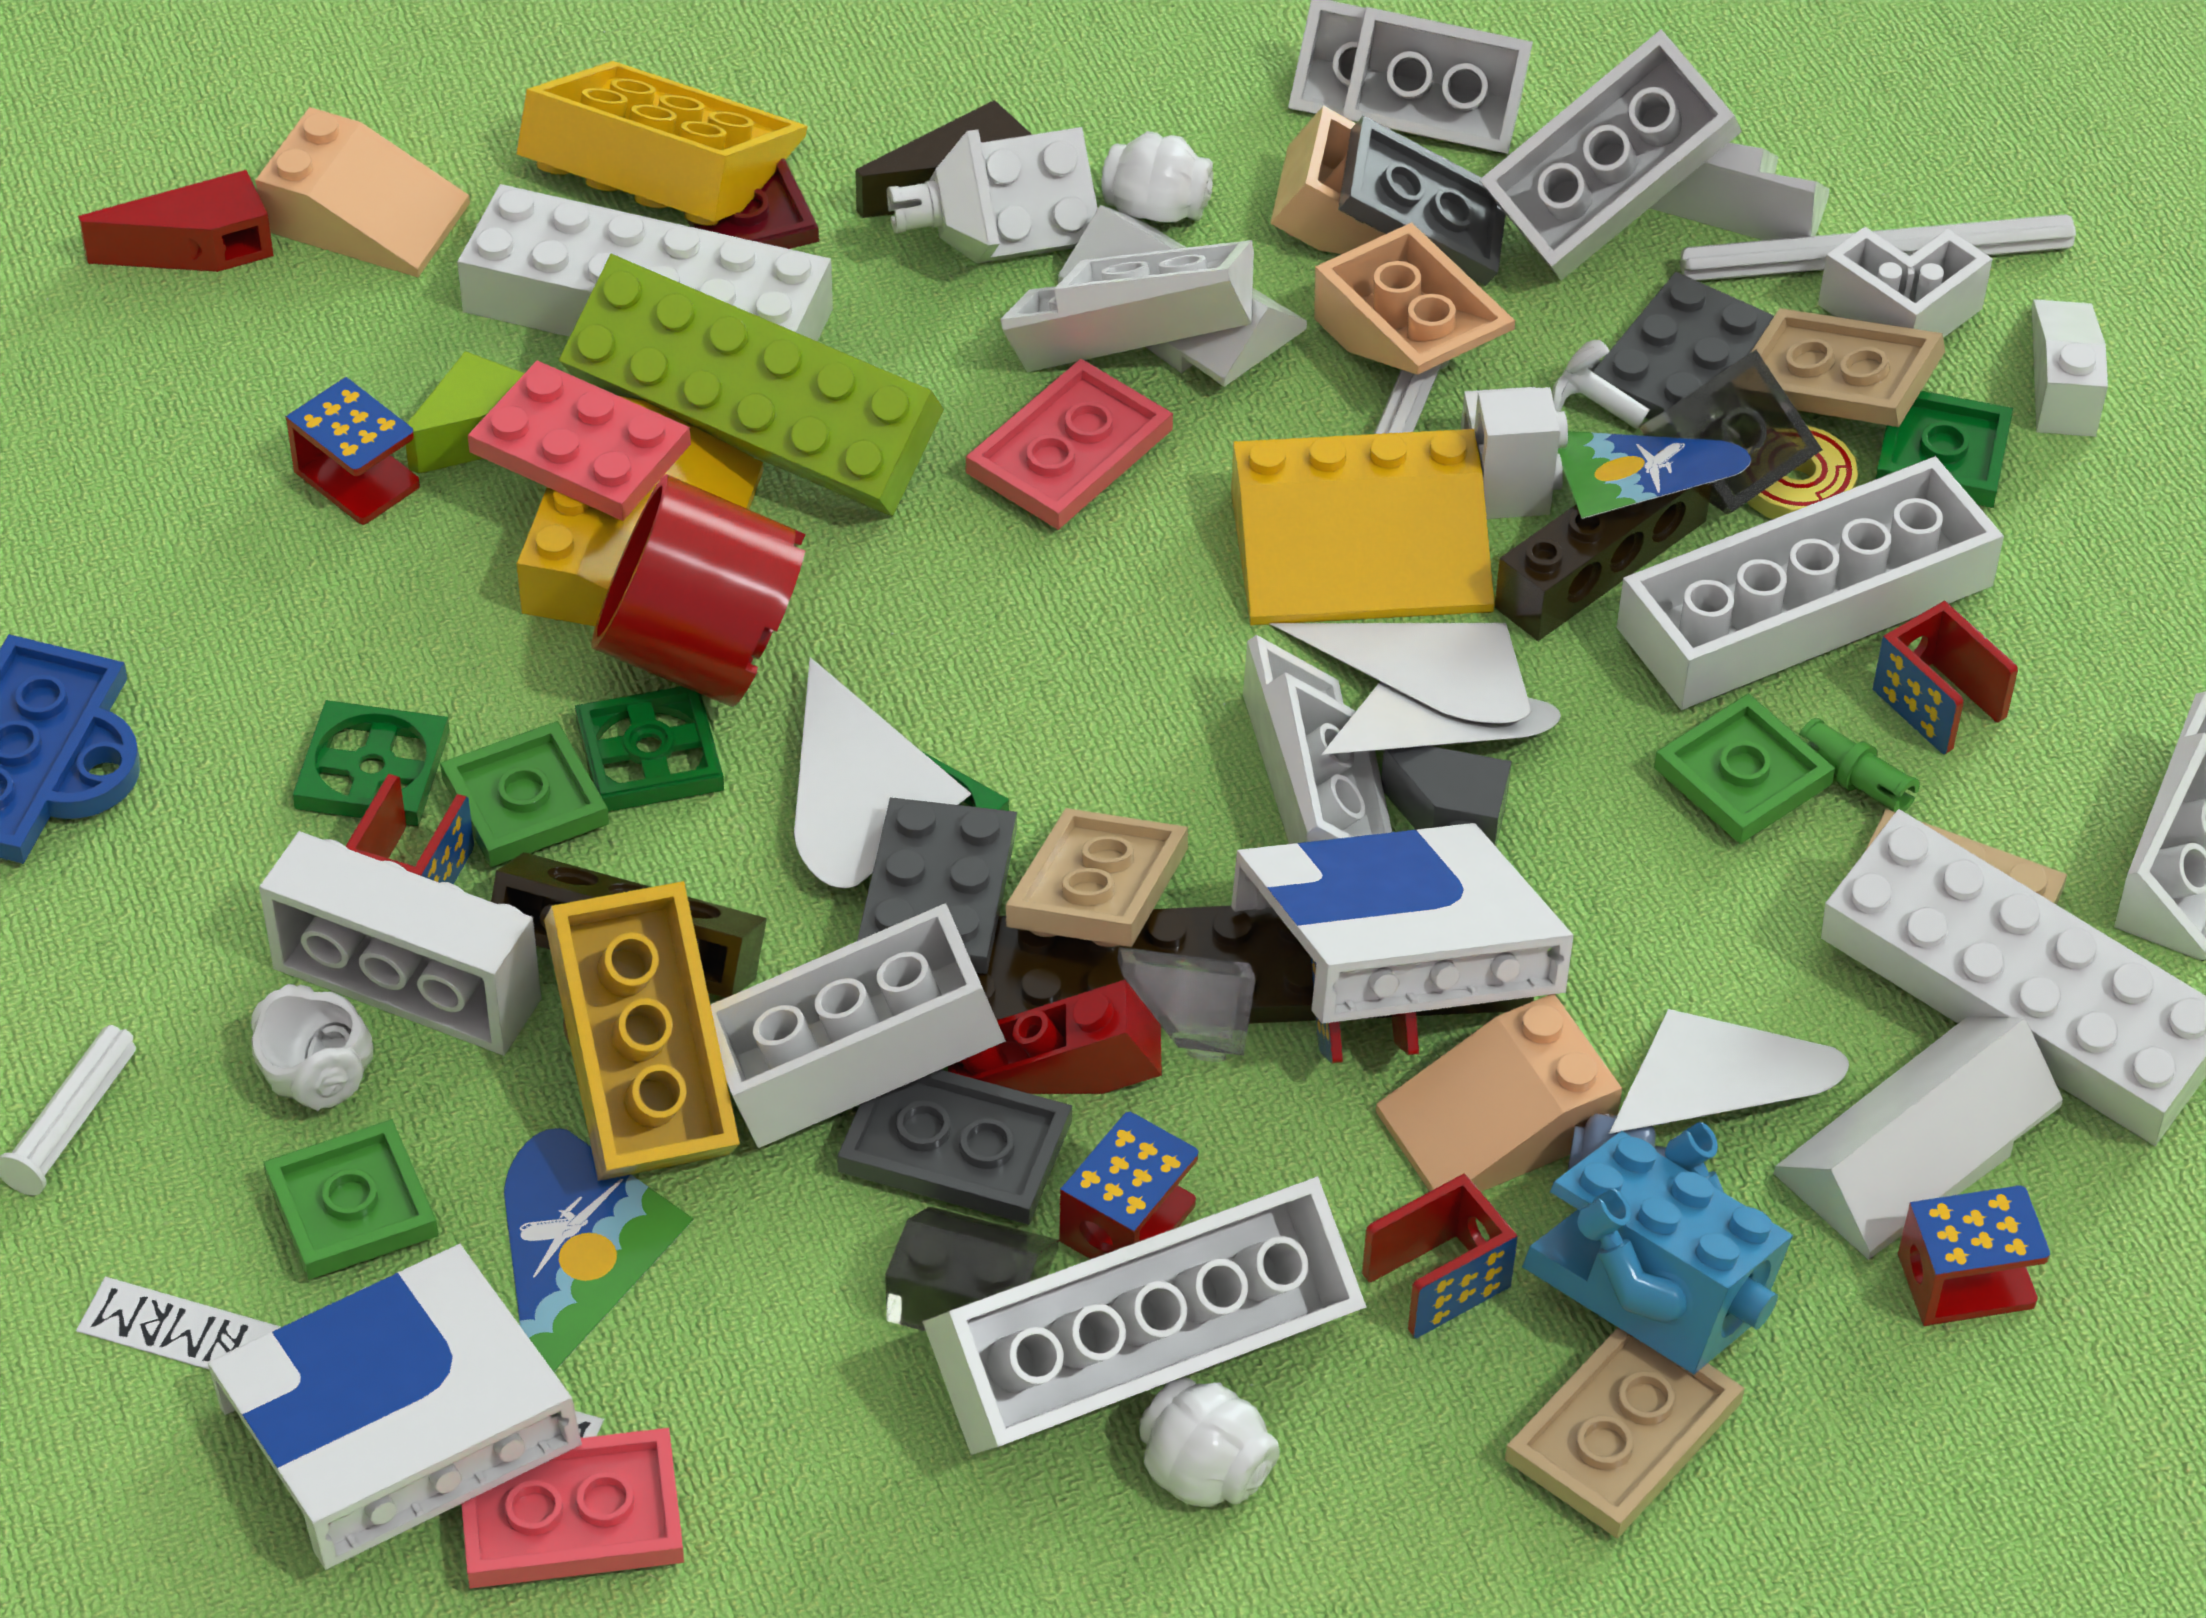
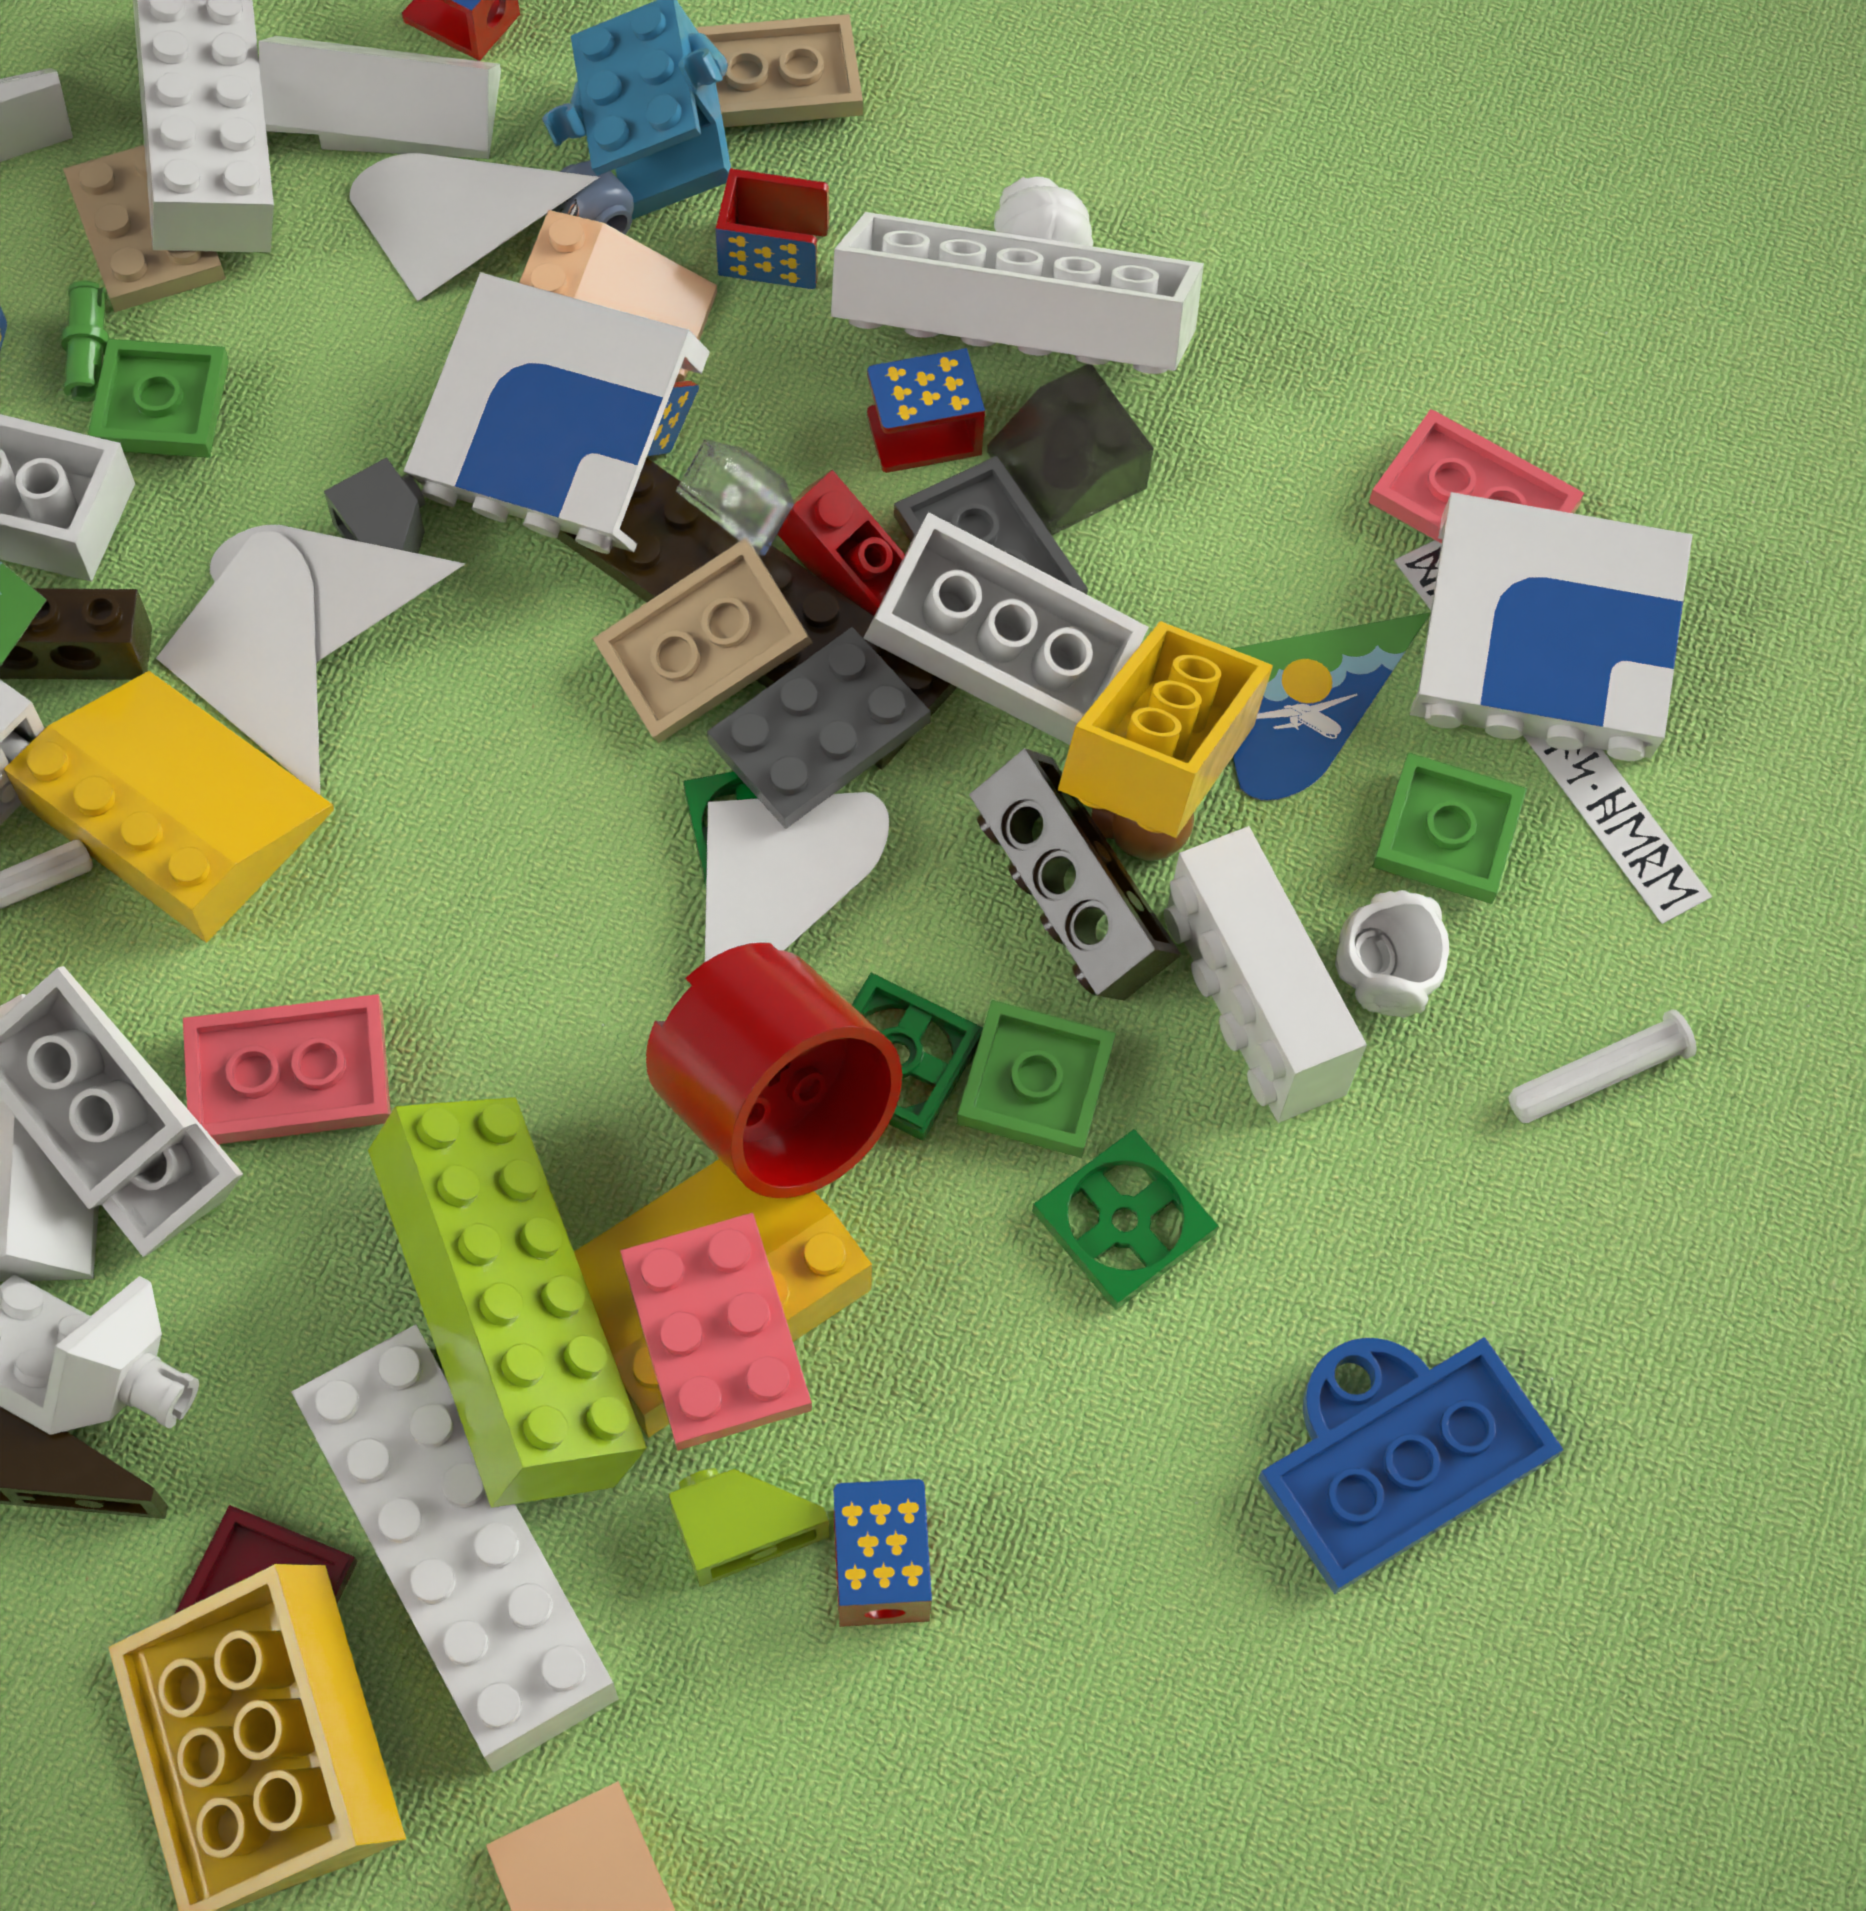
camera: 140 degrees left, 15 degrees up
(386, 822) = (1193, 1032): red piece -> none
(1294, 720) = (442, 634): white slope -> none

